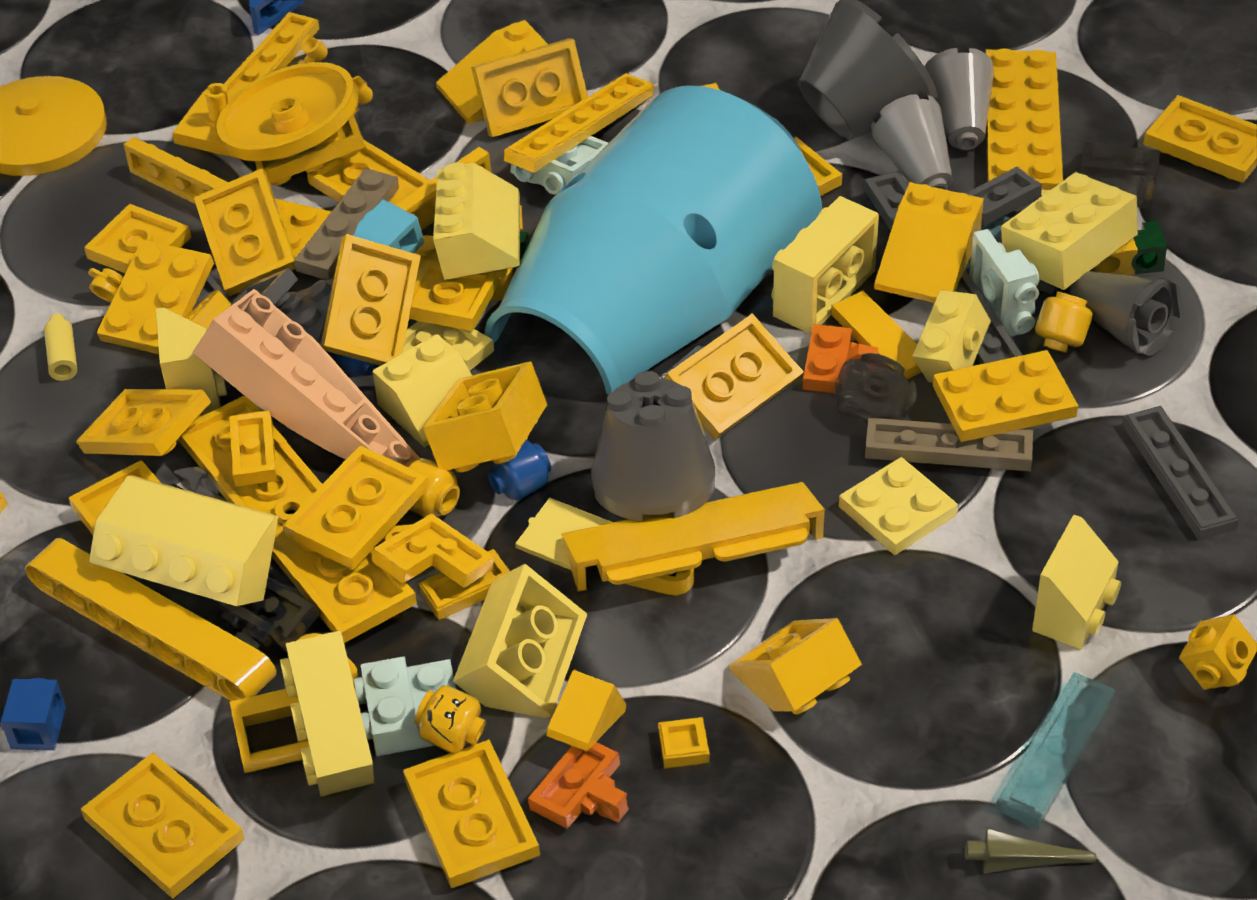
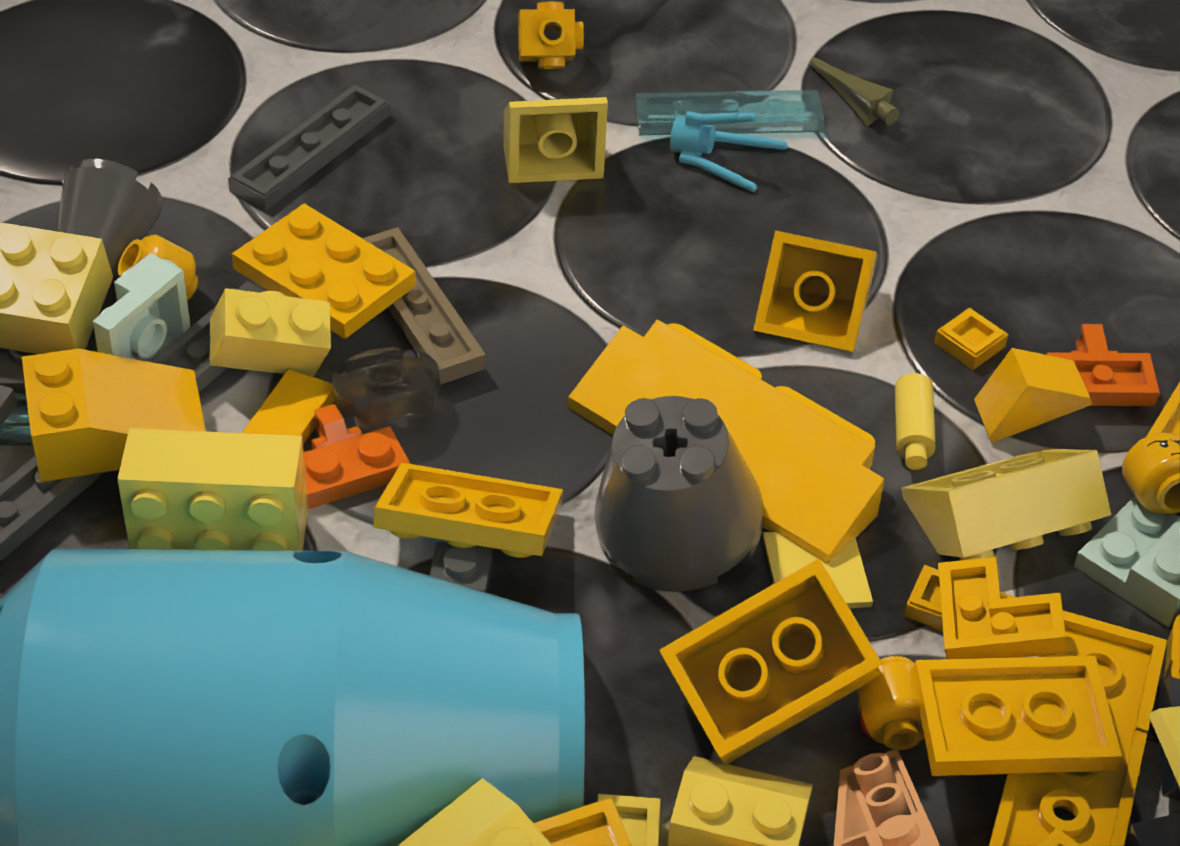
camera: 130 degrees left, 0 degrees up
(630, 648) = (915, 419): none -> light yellow cylinder
(898, 505) = (533, 317): light yellow plate -> none
(1026, 694) = (694, 136): none -> medium azure plant

